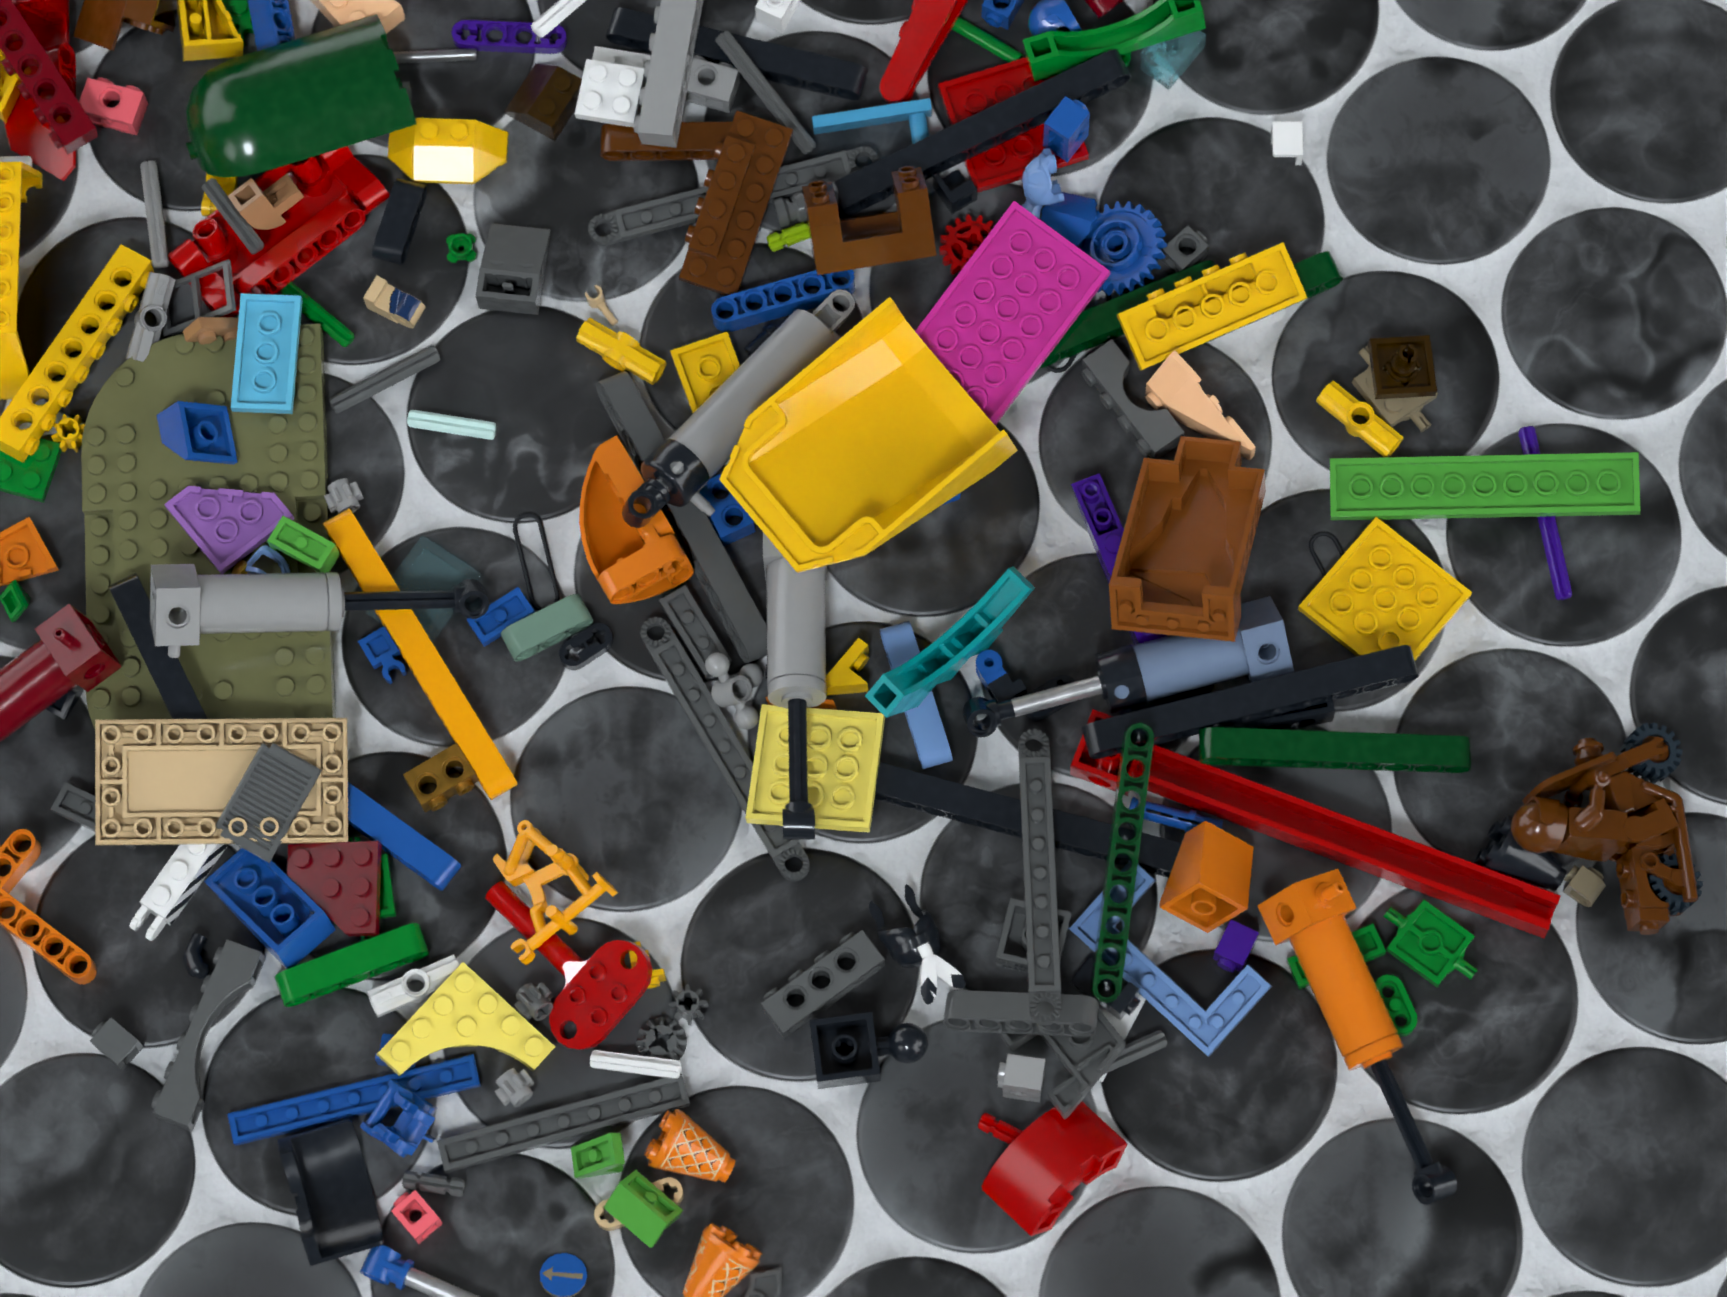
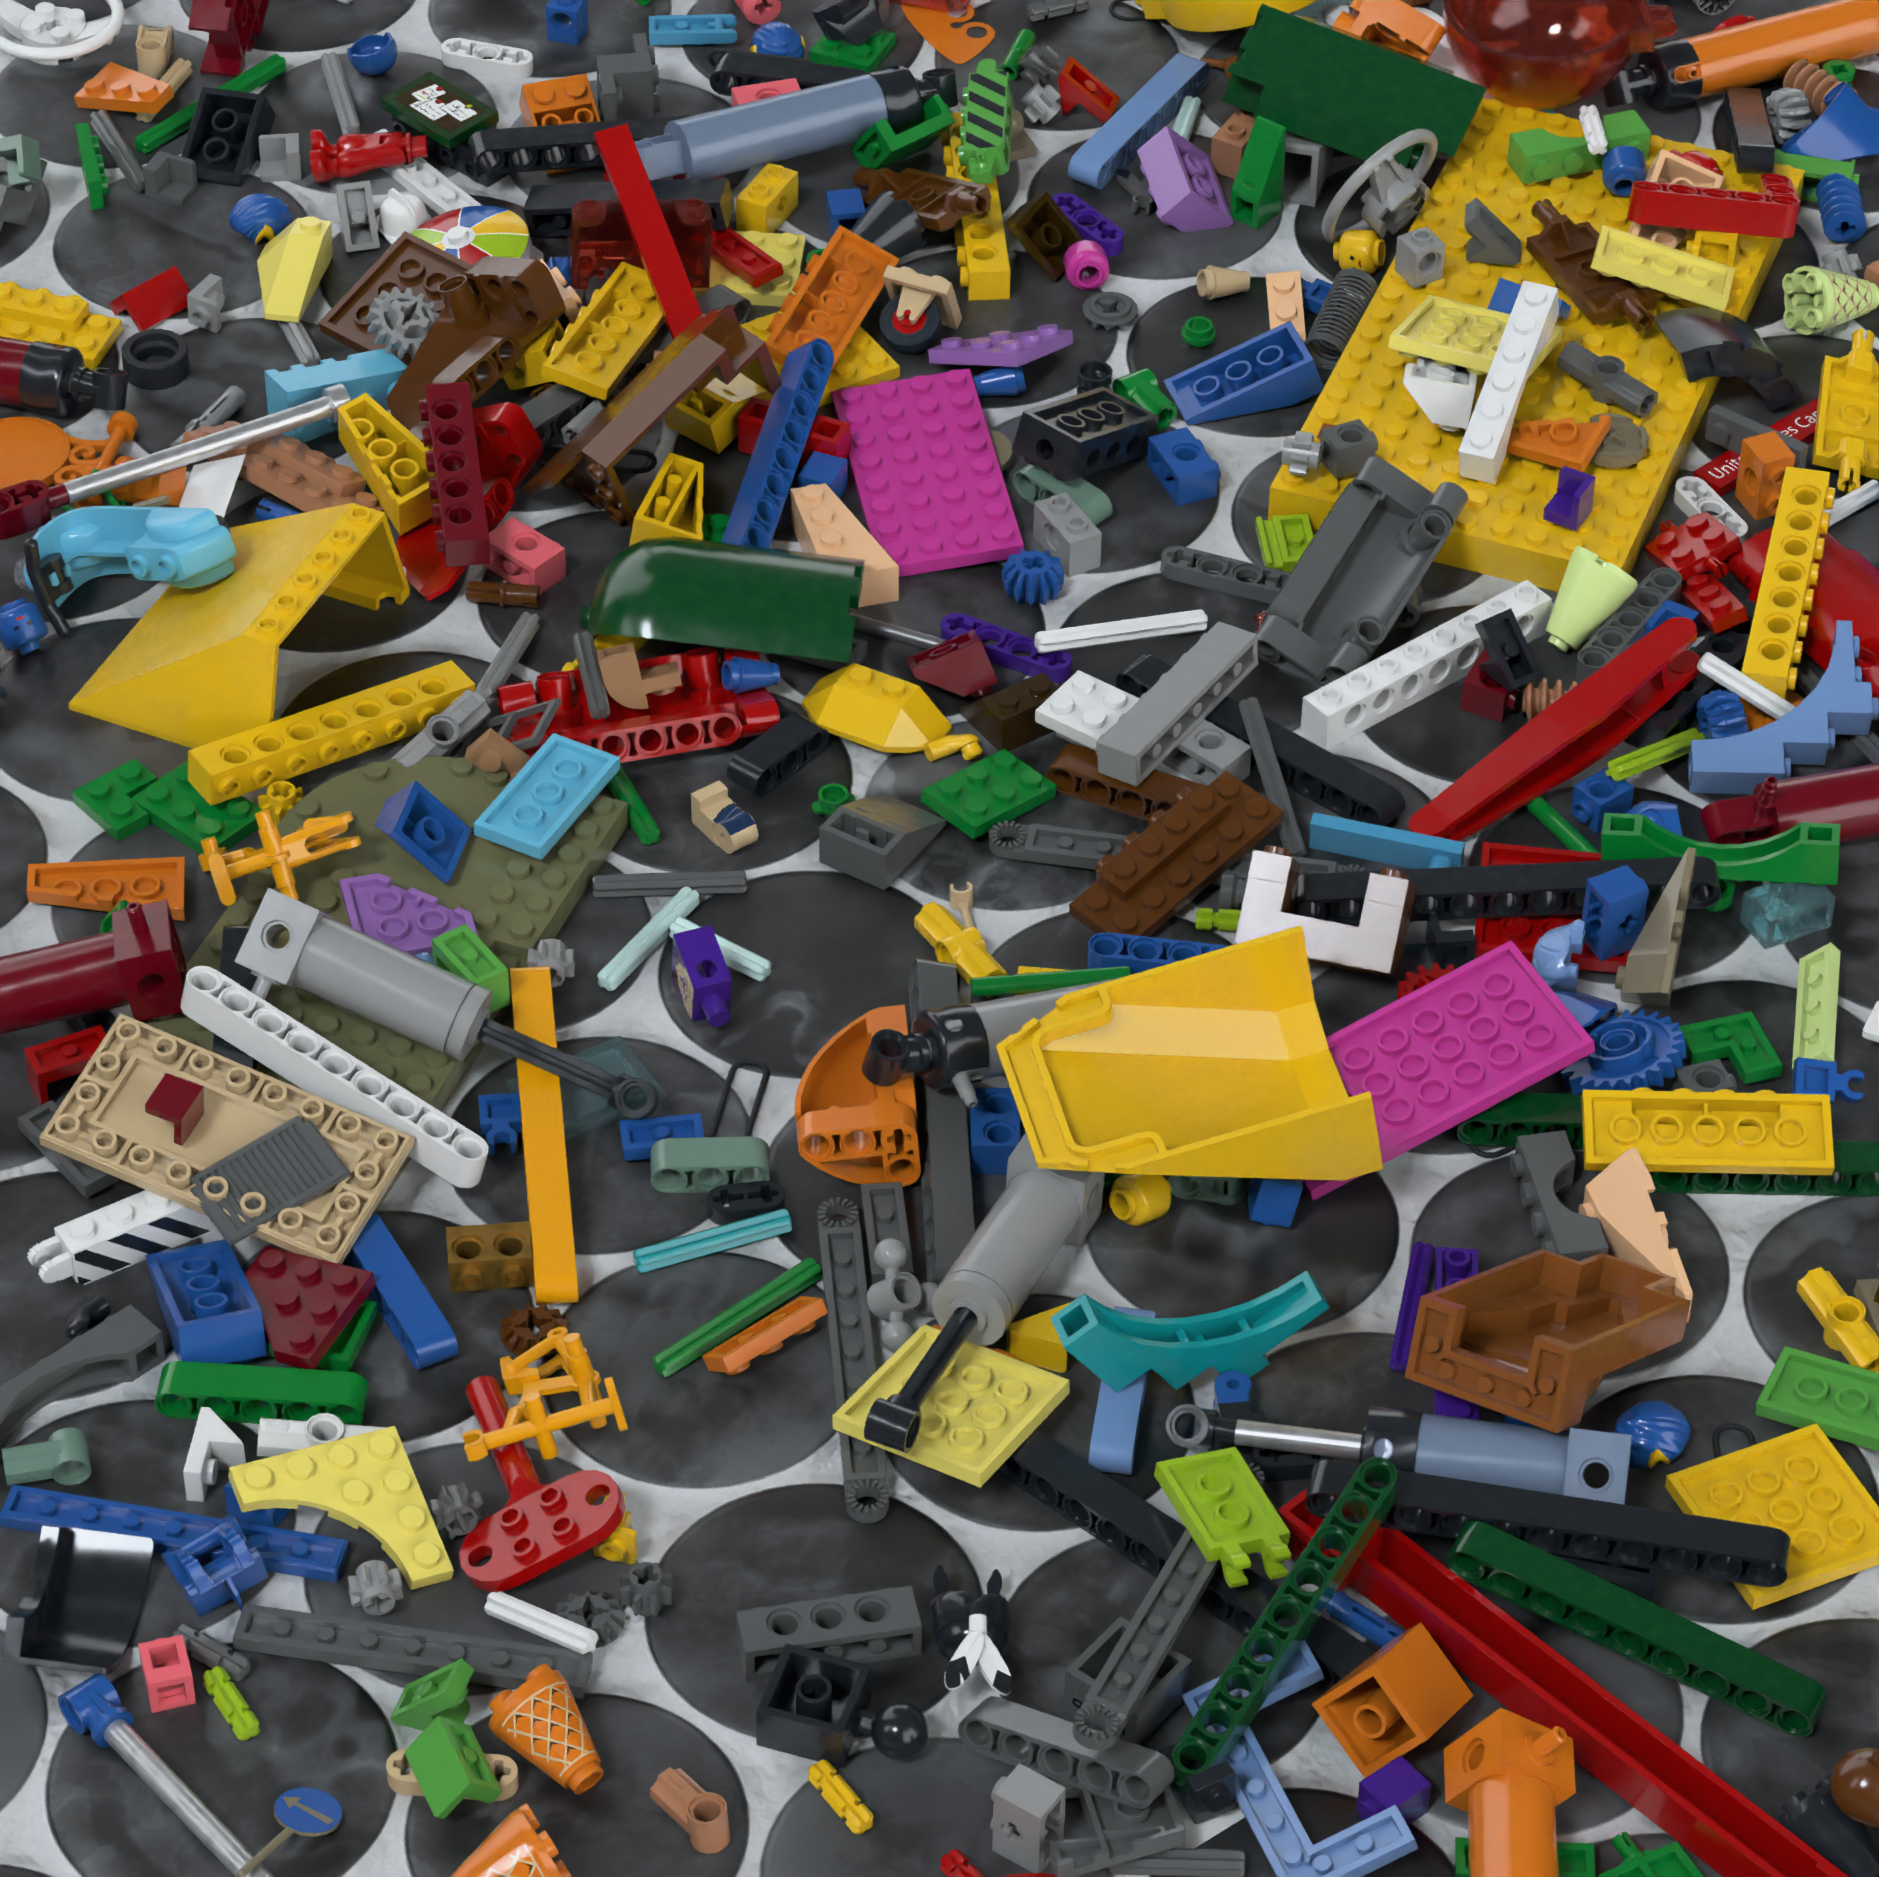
camera: 20 degrees right, 30 degrees down
(59, 744) = (60, 1059): none -> red panel
(111, 501) = (277, 852): none -> light orange piece
(114, 148) = (503, 593): none -> reddish brown axle
(179, 782) = (179, 1103): none -> dark red panel
(247, 1080) = (61, 1457): none -> sand green piece
(252, 681) = (331, 1073): none -> white beam
(342, 1024) = (211, 1449): none -> white slope
(344, 160) = (748, 674): none -> blue cone
(396, 437) = (647, 939): none -> light aqua axle
(454, 457) = (704, 990): none -> dark purple torso
(468, 1216) = (231, 1703): none -> lime axle
(482, 78) = (955, 666): none -> dark red slope
(497, 836) = (515, 1331): none -> reddish brown gear
(518, 151) = (951, 744): none -> yellow arm
(568, 190) = (988, 793): none -> green plate
(580, 690) = (712, 1240): none -> teal axle
(630, 748) = (737, 1317): none -> green axle
(658, 758) = (765, 1335): none -> orange plate
(701, 359) = (1042, 981): none -> green piece
(803, 1160) = (695, 1810): none -> nougat piece
(891, 1105) = (840, 1797): none -> yellow axle
(1040, 785) = (1226, 1512): none -> lime tile
(1071, 532) = (1415, 1286): none -> dark purple axle
(1106, 157) = (1654, 956): none -> dark tan wedge
(1187, 191) = (1738, 1039): none -> green plate
(1230, 140) = (1817, 1004): none -> yellowish green plate
(1259, 207) = (1821, 1077): none -> blue plate
(1272, 572) = (1656, 1431): none -> blue hair

